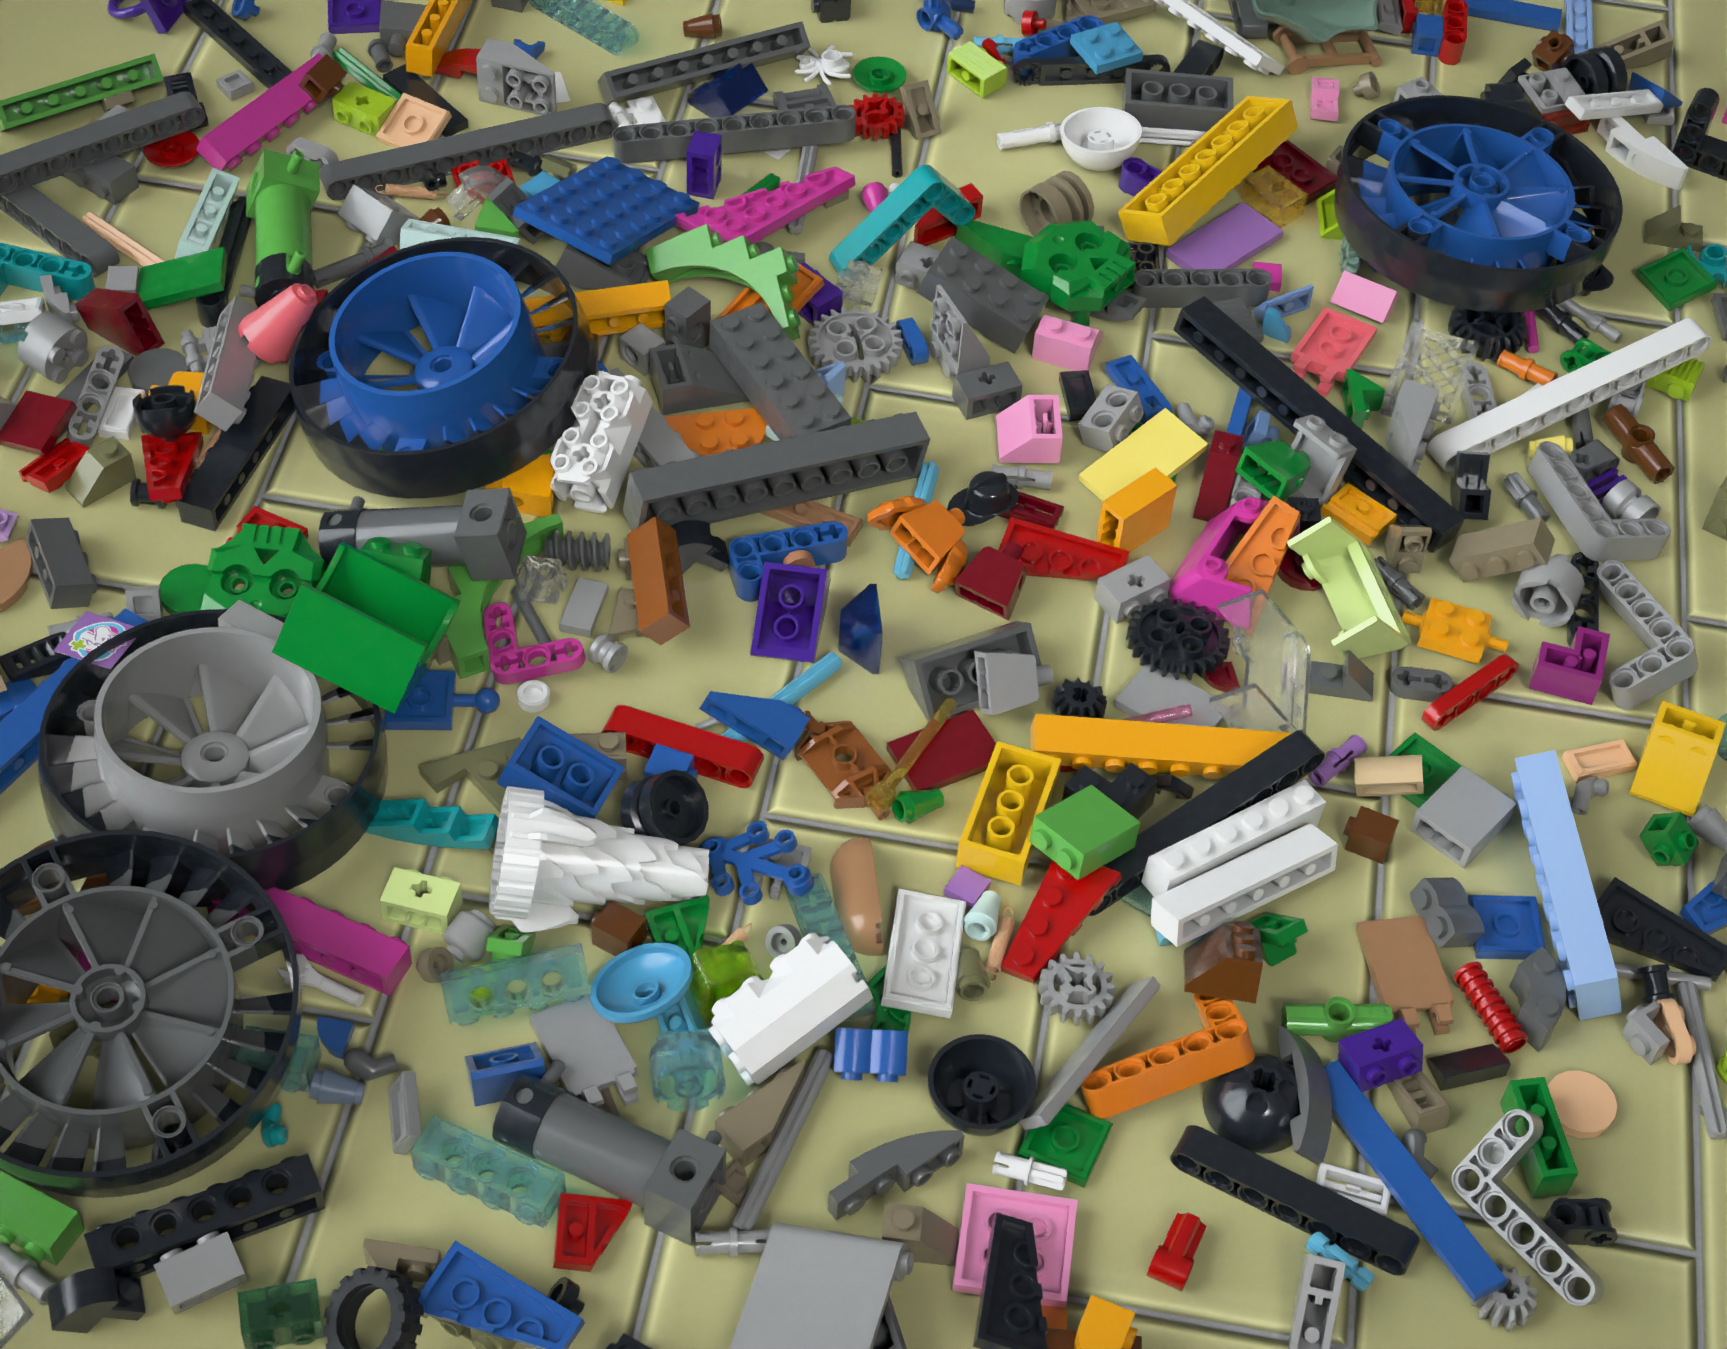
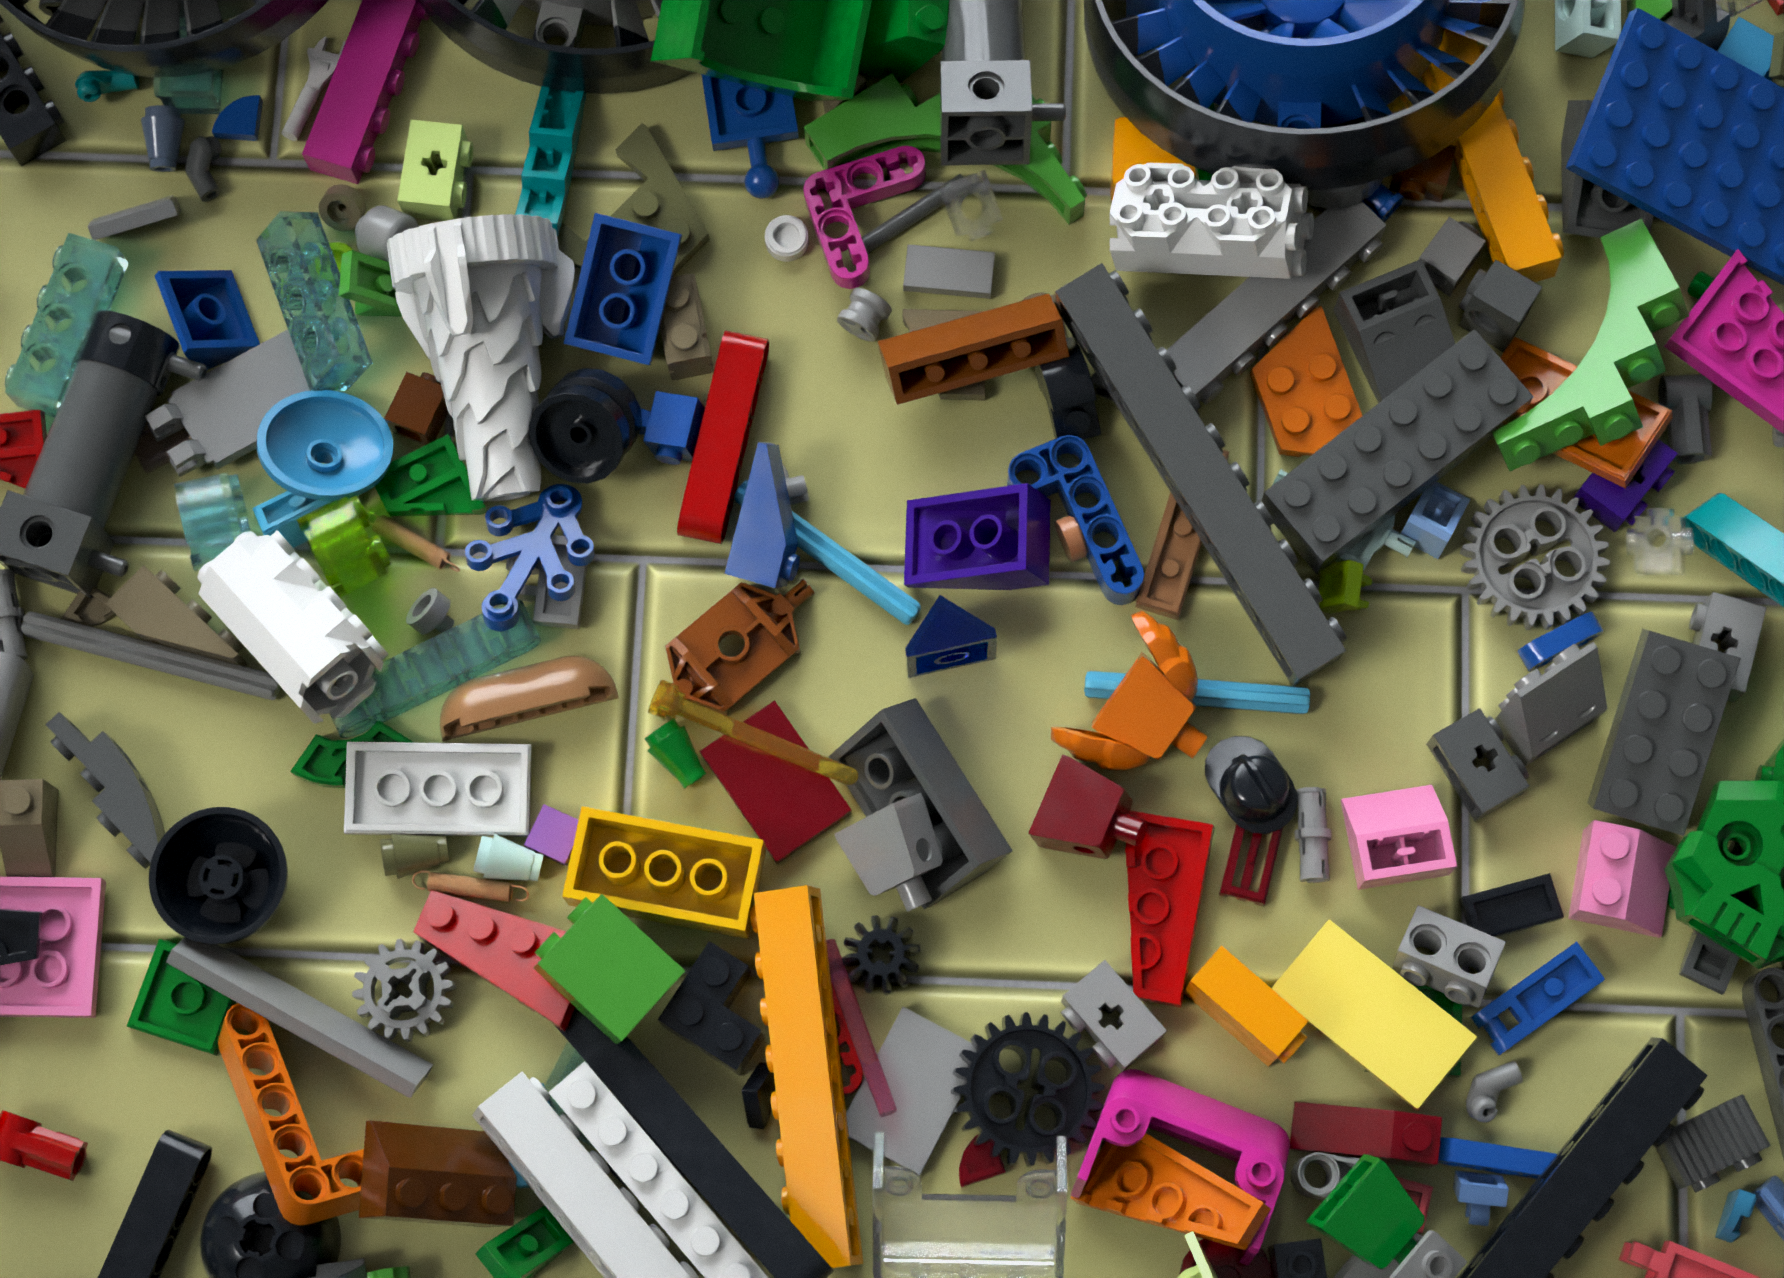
camera: 90 degrees right, 25 degrees up
(579, 550) = (1031, 240): dark grey piece -> none
(870, 1052) = (270, 740): blue brick -> none
(1030, 1171) = (133, 954): white axle -> none

